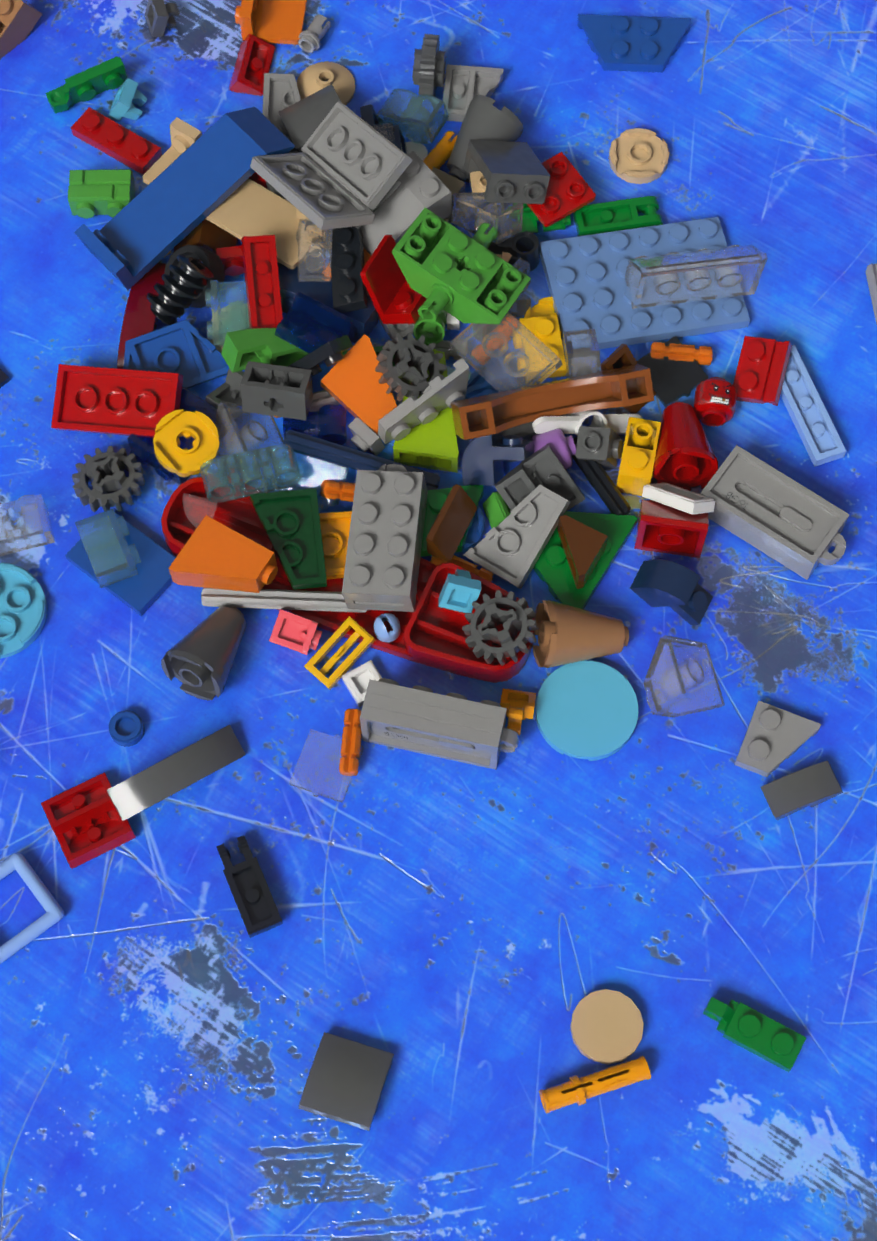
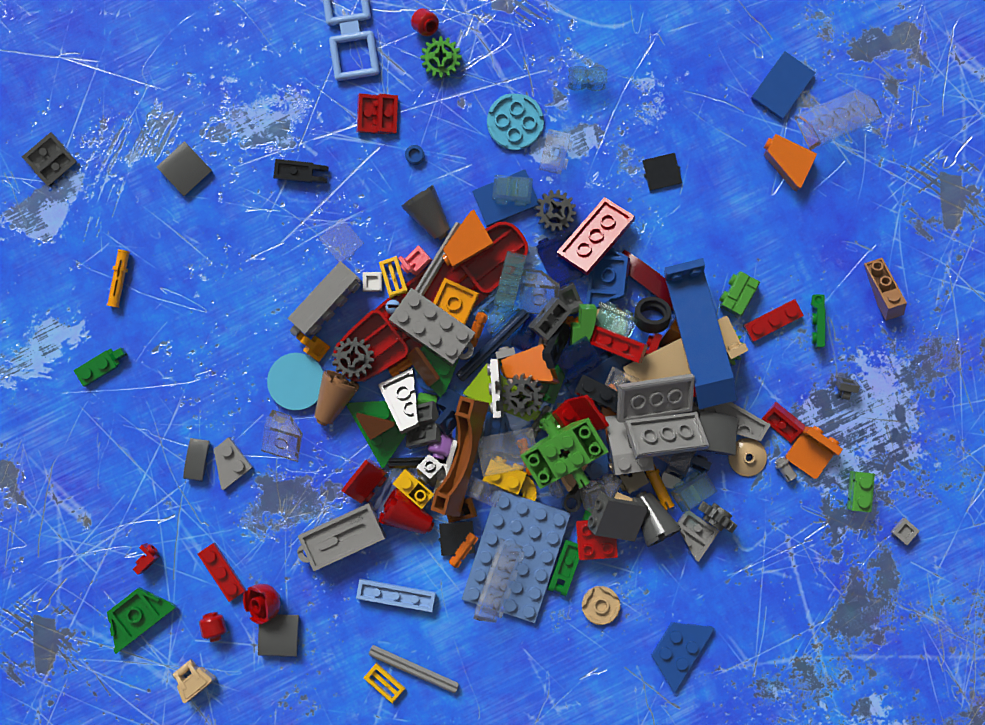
camera: 120 degrees right, 20 degrees up
(125, 99) = (797, 337): medium azure tile -> none
(175, 772) = (372, 166): dark grey slope -> none
(179, 289) = (641, 299): black piece -> none
(186, 424) = (555, 263): yellow plate -> none
(197, 508) = (507, 244): clear tile -> none
(295, 533) = (464, 286): dark green wing -> none
(350, 743) = (343, 257): orange axle -> none
(459, 592) = (384, 349): medium azure tile -> none
(606, 1026) = (141, 299): tan tile -> none
(672, 585) = (331, 459): dark blue brick -> none
(678, 498) = (373, 490): white tile -> none
(715, 401) = (422, 548): red head -> none
(761, 370) = (426, 584): red plate -> none

